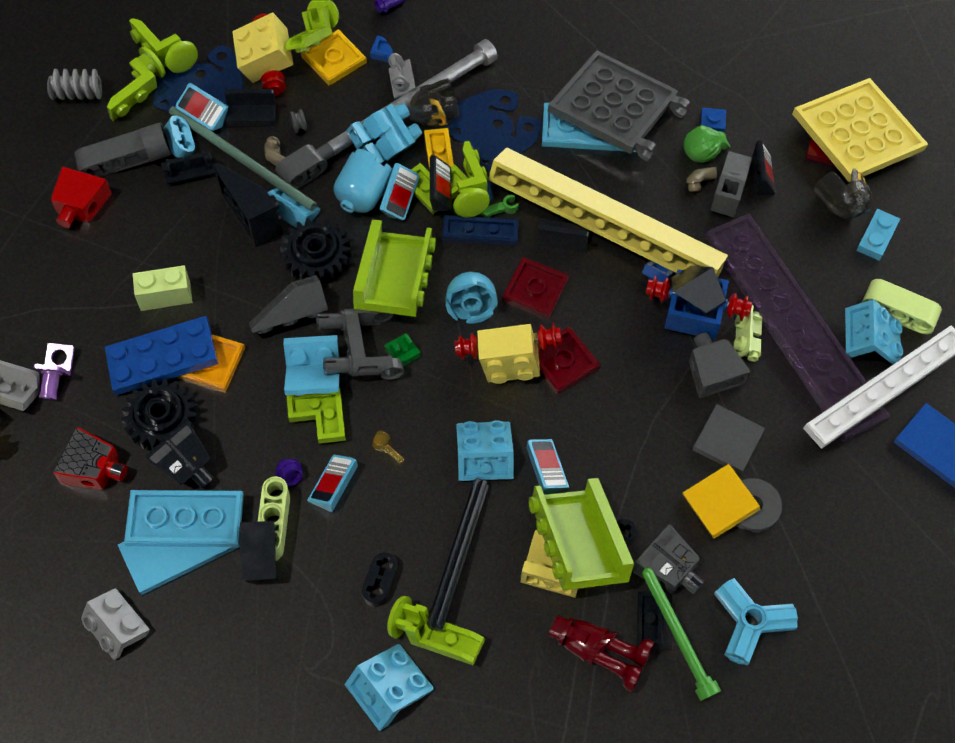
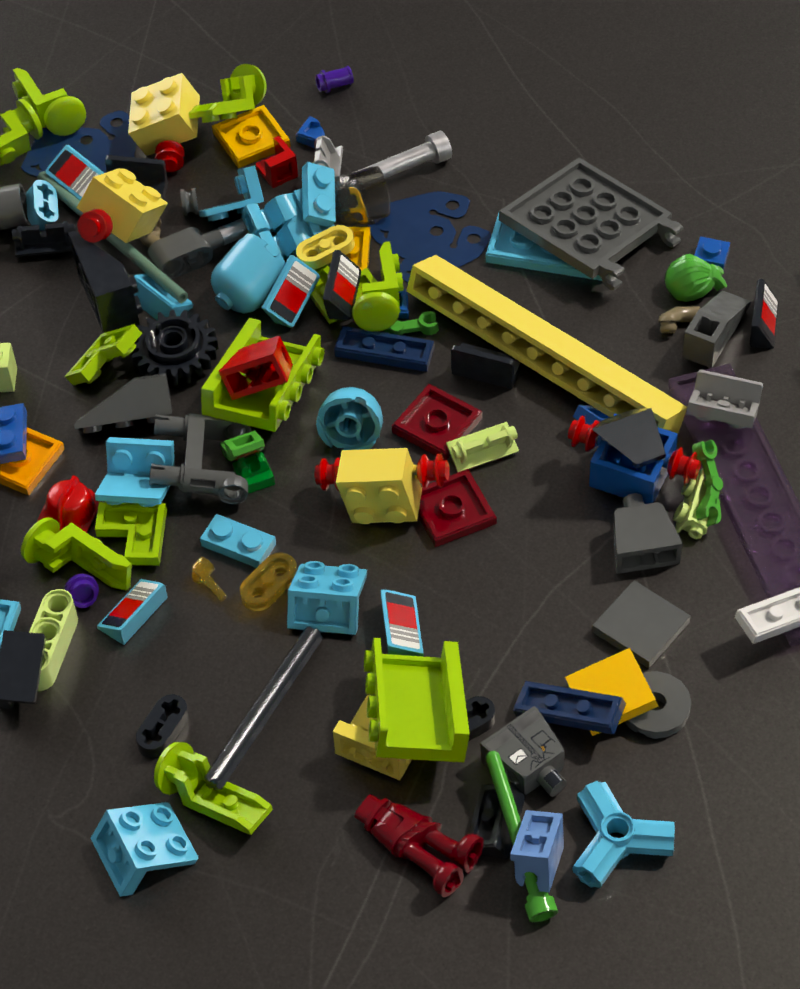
camera: 15 degrees right, 10 degrees down
(248, 138) = (118, 206): none -> light yellow brick
(260, 257) = (104, 349): none -> lime plate
(260, 407) = (70, 503): none -> red piece
(285, 437) = (57, 547): none -> lime piece
(346, 102) = (246, 184): none -> medium azure bracket
(363, 81) = (280, 166): none -> red panel
(391, 331) = (242, 446): none -> bright green slope
(392, 265) = (264, 366): none -> red torso
(403, 411) = (237, 541): none -> medium azure piece
(405, 107) = (318, 194): none -> medium azure piece
(416, 150) = (318, 249): none -> light yellow plate
(436, 445) = (266, 583): none -> clear yellow plate
(577, 305) = (483, 446): none -> yellowish green hinge
(694, 519) = (571, 707): none -> dark blue tile
(698, 643) = (538, 847): none -> medium blue hinge
(756, 246) = (725, 399): none -> light grey bracket
(761, 335) = (710, 503): none -> bright green piece

